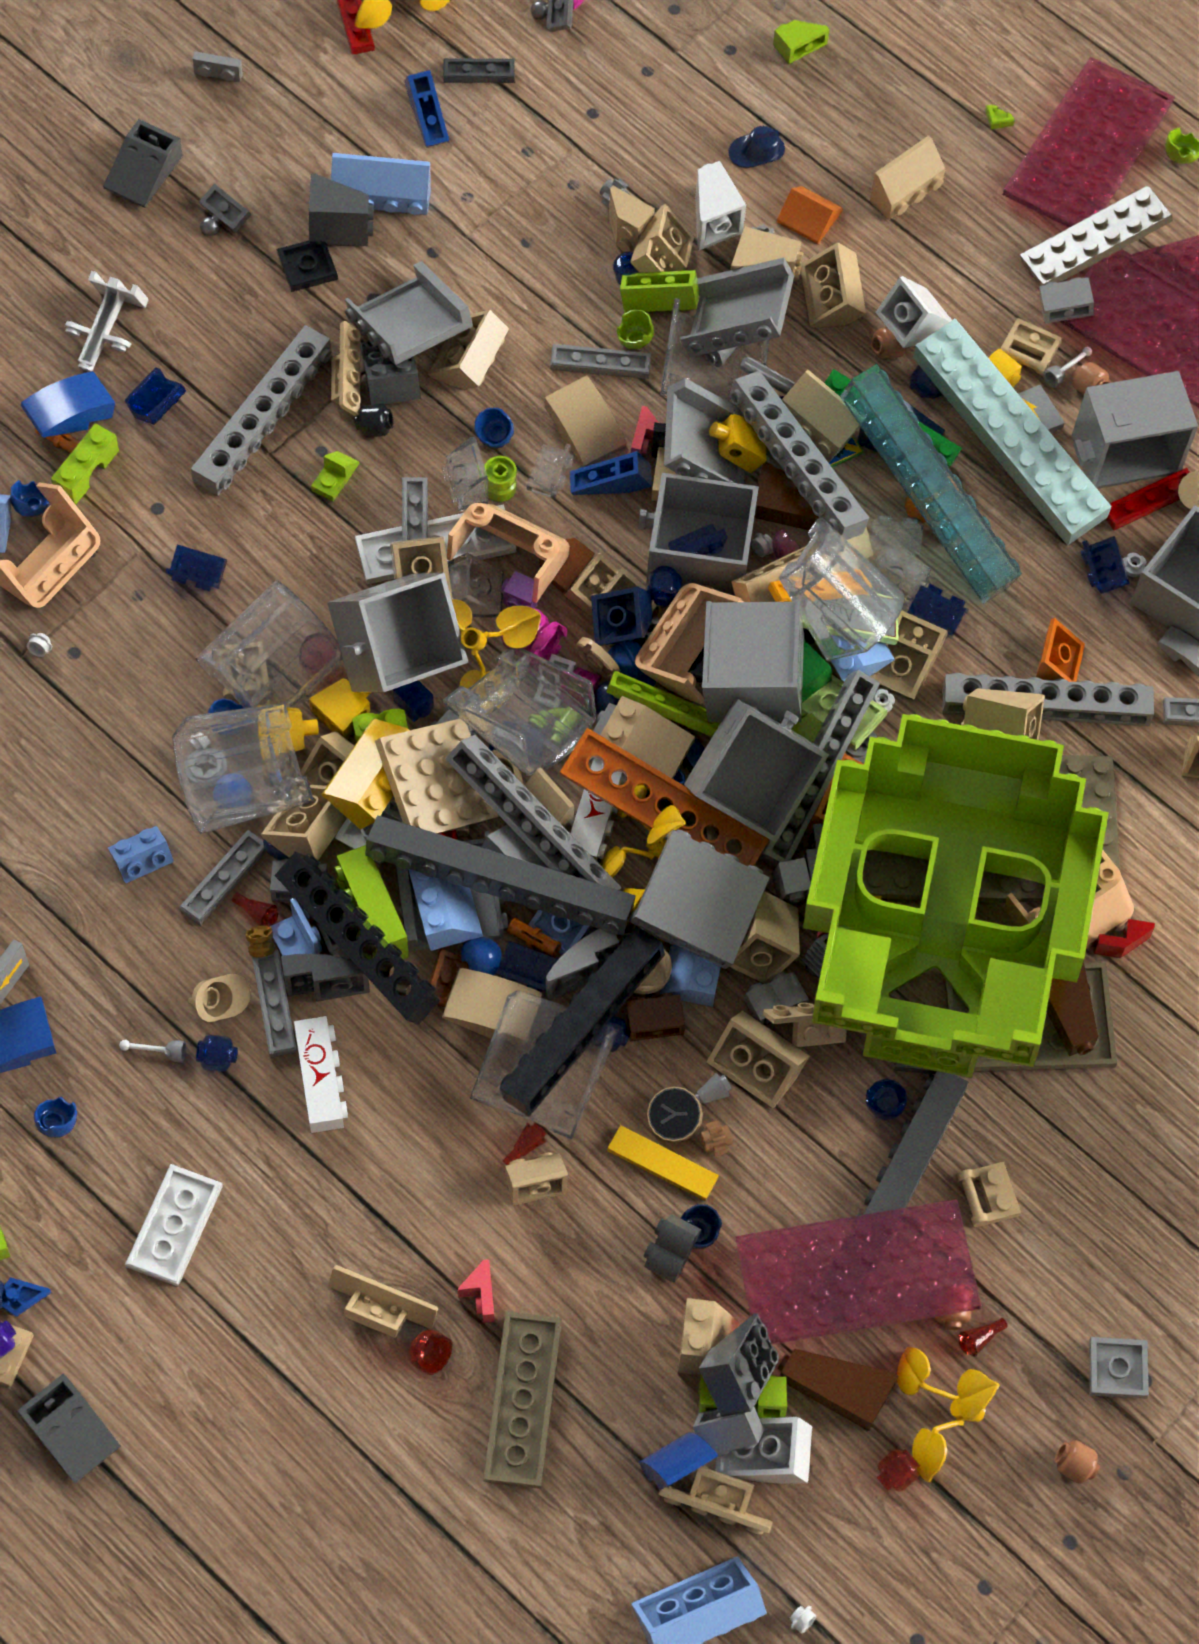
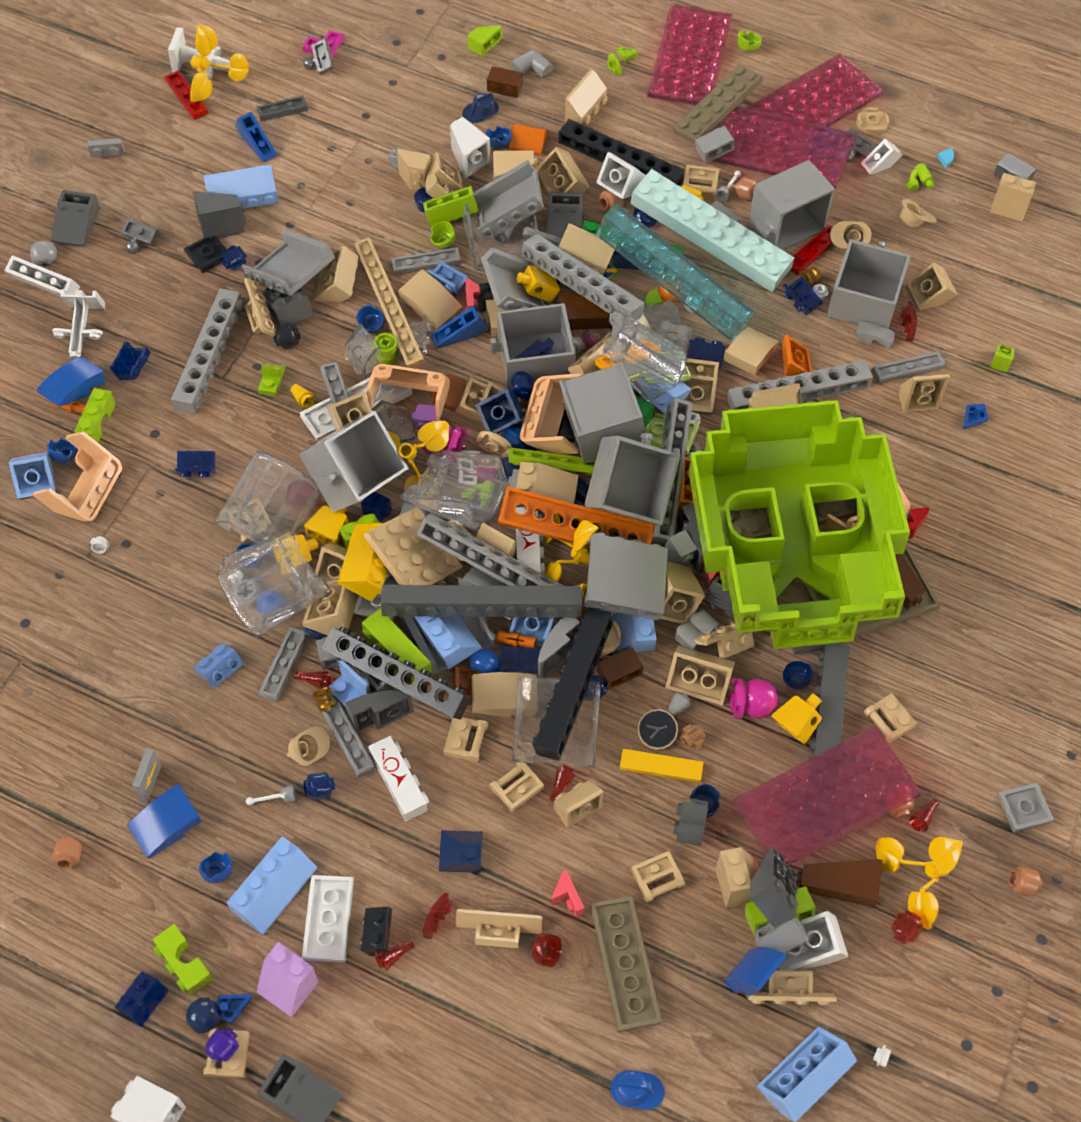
camera: 15 degrees left, 5 degrees down
(74, 241) = (40, 277): none -> white brick
(87, 202) = (43, 252): none -> light grey hair
(96, 1285) = (286, 979): none -> lavender slope
(117, 1162) = (272, 885): none -> light blue slope
(226, 1259) = (376, 930): none -> black bracket
(234, 1296) = (389, 958): none -> clear red cone
(313, 1259) = (438, 911): none -> clear red slope
(339, 283) = (233, 258): none -> clear blue head
(367, 1193) = (460, 851): none -> dark blue slope
(368, 514) = (303, 396): none -> yellow cone
(415, 1045) = (459, 736): none -> tan plate
(469, 1138) = (520, 790): none -> tan plate
(482, 1559) = (637, 1090): none -> blue piece
(527, 411) = (389, 303): none -> tan plate
(604, 1294) = (654, 870): none -> tan plate
(621, 396) = (449, 277): none -> medium blue bracket
(766, 201) = (499, 137): none -> blue hair
(805, 116) = (504, 82): none -> reddish brown brick
(814, 347) = (562, 210): none -> dark grey slope
(815, 1112) = (754, 698): none -> dark pink tile
(854, 92) = (534, 61): none -> light grey brick
(864, 1156) = (799, 717): none -> yellow torso
(895, 507) = (653, 297): none -> lime tile
(899, 259) = (598, 145): none -> black brick
(972, 131) = (614, 65): none -> lime tile
(1001, 623) = (750, 350): none -> tan slope
(1129, 539) = (812, 276): none -> pearl gold wheel

